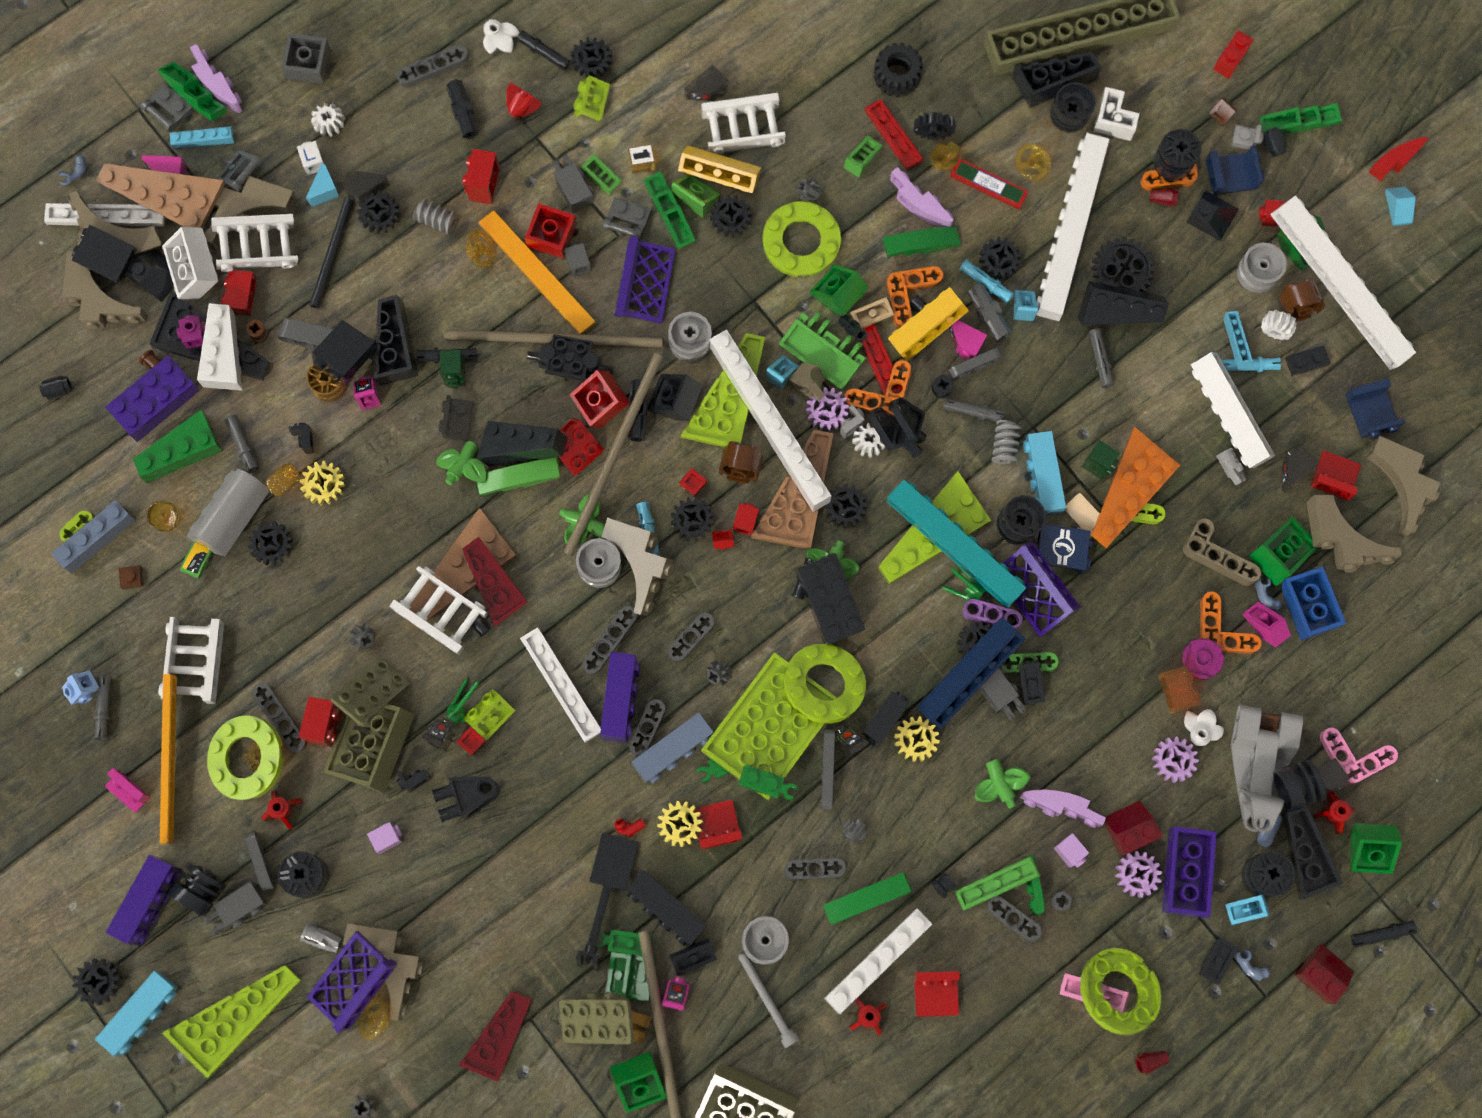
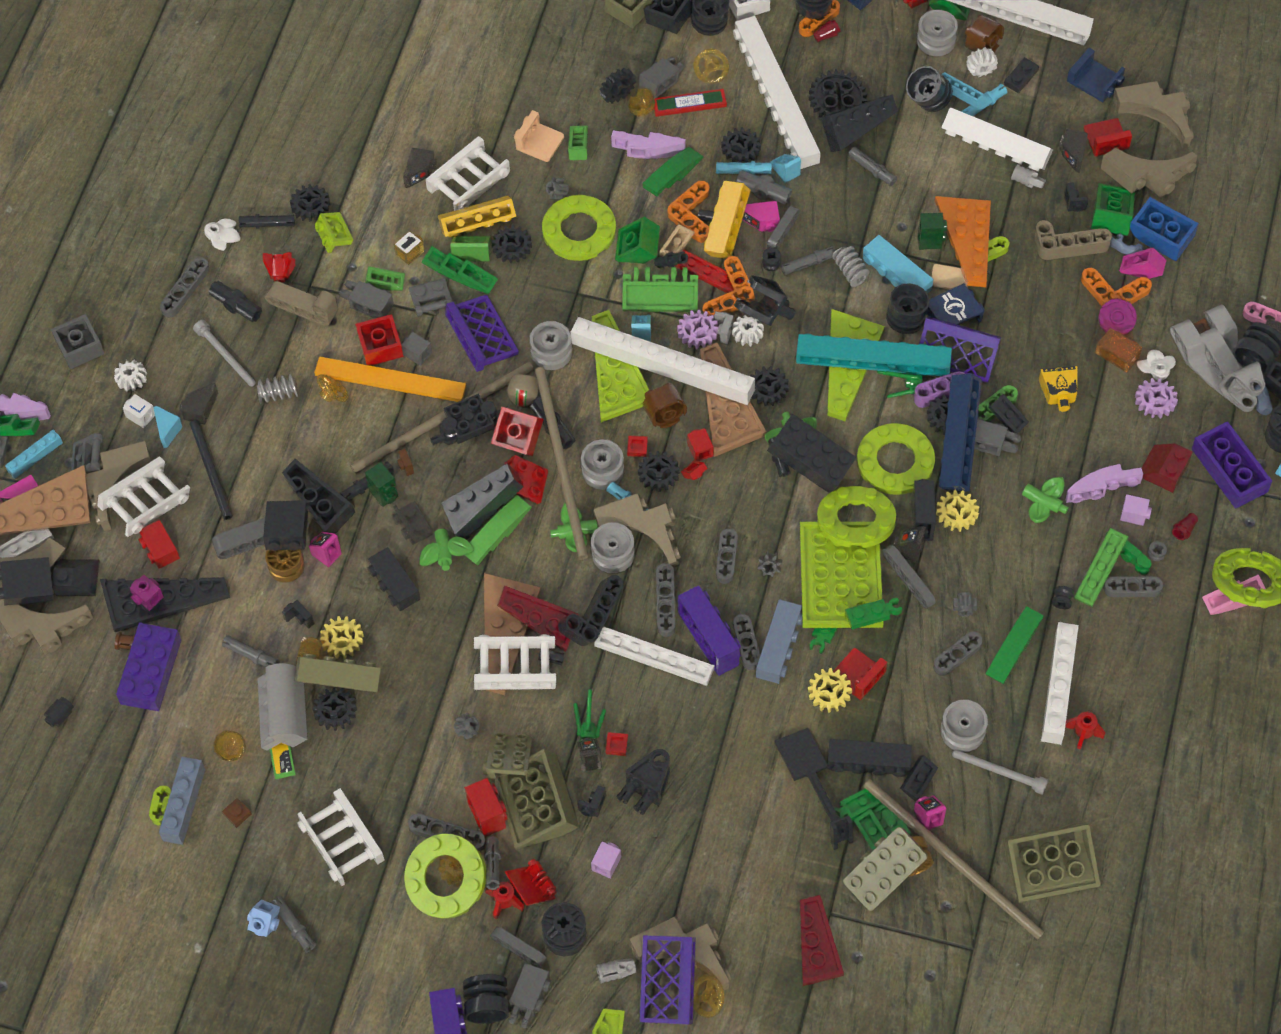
camera: 30 degrees left, 15 degrees down
(126, 790) = (364, 969): dark pink bracket -> none
(168, 759) = (382, 920): light orange tile -> none
(179, 448) = (203, 686): green wedge -> none
(190, 263) = (102, 545): white brick -> none
(219, 352) = (185, 596): white wedge -> none
(260, 335) = (196, 562): reddish brown bush -> none
(288, 516) = (337, 674): none -> olive brick
(290, 774) = (492, 847): none -> dark grey pin
(307, 815) = (532, 883): none -> red hinge
(375, 205) = (225, 413): black gear -> none
(401, 460) = (393, 579): none -> black brick
(418, 116) = (202, 329): none -> light grey piece
(481, 176) = (292, 335): red brick -> none
(489, 360) = (405, 463): none -> reddish brown plate
(489, 714) = (615, 713): lime bracket -> none
(515, 150) = (317, 309): none -> dark tan beam
(542, 607) = (595, 608): none -> black beam
(629, 828) = (792, 723): red arm -> none
(633, 363) = (522, 390): none -> dark tan helmet
(637, 1082) = (952, 896): green slope -> none
(649, 467) = (602, 464): none -> light grey wheel
(675, 396) = (573, 394): black slope -> none
(808, 380) = (668, 317): dark tan arch -> none
(829, 128) = (537, 139): none -> light nougat bracket
(893, 134) = (589, 113): red tile -> none
(897, 679) = (891, 482): none -> lime plate
(901, 56) = (557, 55): black tyre -> none
(936, 993) = (1120, 674): red bracket -> none
(981, 141) = (660, 76): none -> dark grey hinge
(1098, 687) = (1059, 386): none -> yellow torso
(1103, 897) = (1184, 527): none -> dark red cone
(1141, 881) = (1204, 498): lavender gear -> none
(1207, 320) = (929, 89): none -> black wheel
(1212, 215) = (871, 23): black slope -> none
(1255, 515) = (1072, 198): none -> black bracket

